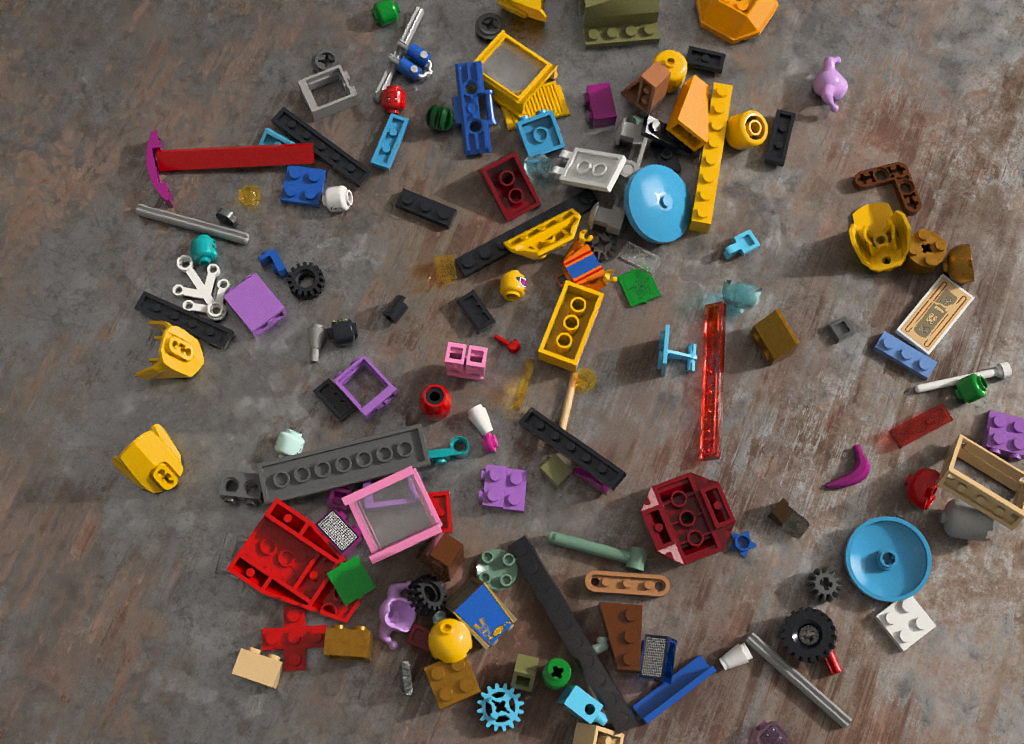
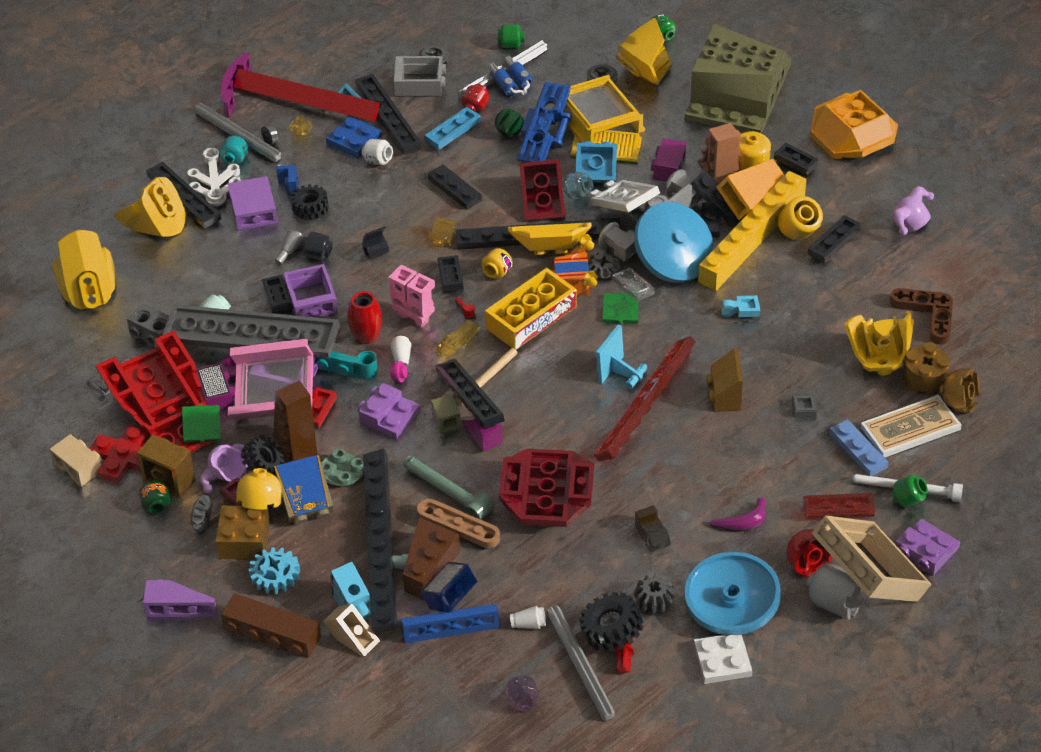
camera: 30 degrees right, 25 degrees down
(351, 676) = (154, 497): none -> dark green head
(524, 672) = (314, 549): olive brick -> none
(558, 665) = (341, 551): green piece -> none
(585, 378) = (521, 355): clear yellow plant -> none
(741, 295) = (714, 339): clear light blue cylinder -> none
(743, 549) = (594, 531): blue plate -> none

